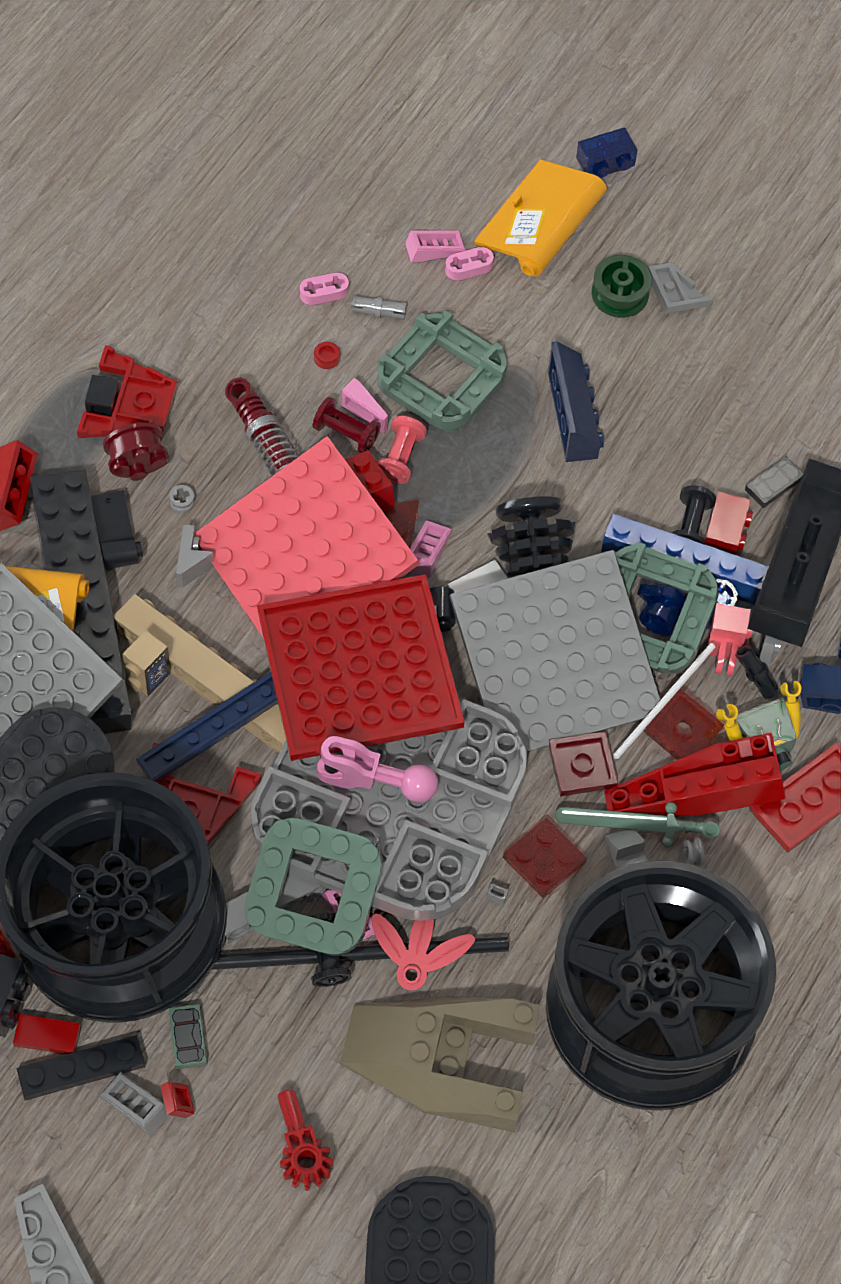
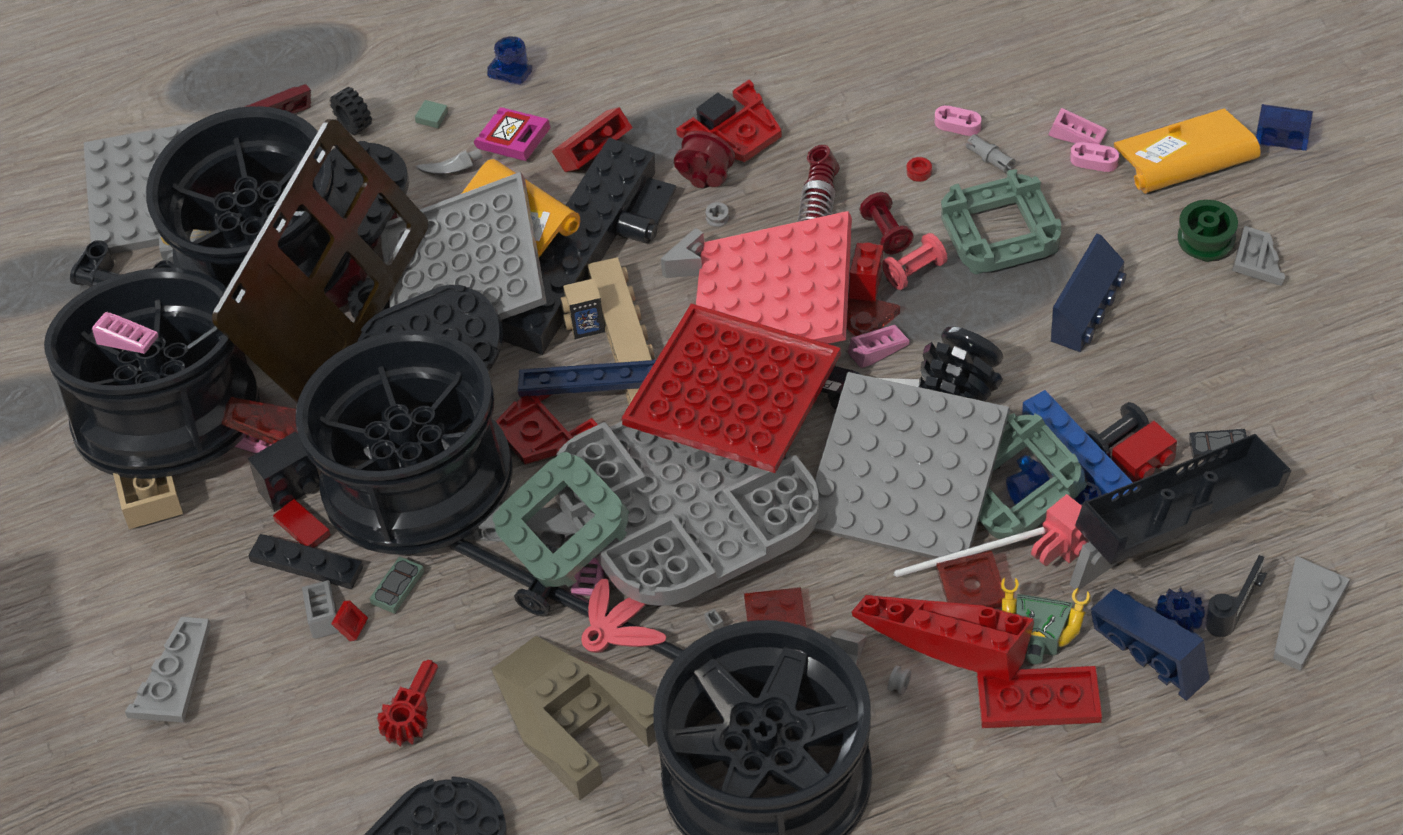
camera: 45 degrees right, 10 degrees down
(360, 768) = (669, 458): bright pink piece -> none
(363, 405) = (913, 214): bright pink slope -> none
(582, 763) = (865, 564): plate -> none
(636, 821) = (893, 645): sand green sword -> none
(757, 671) = (1067, 570): black pin -> none

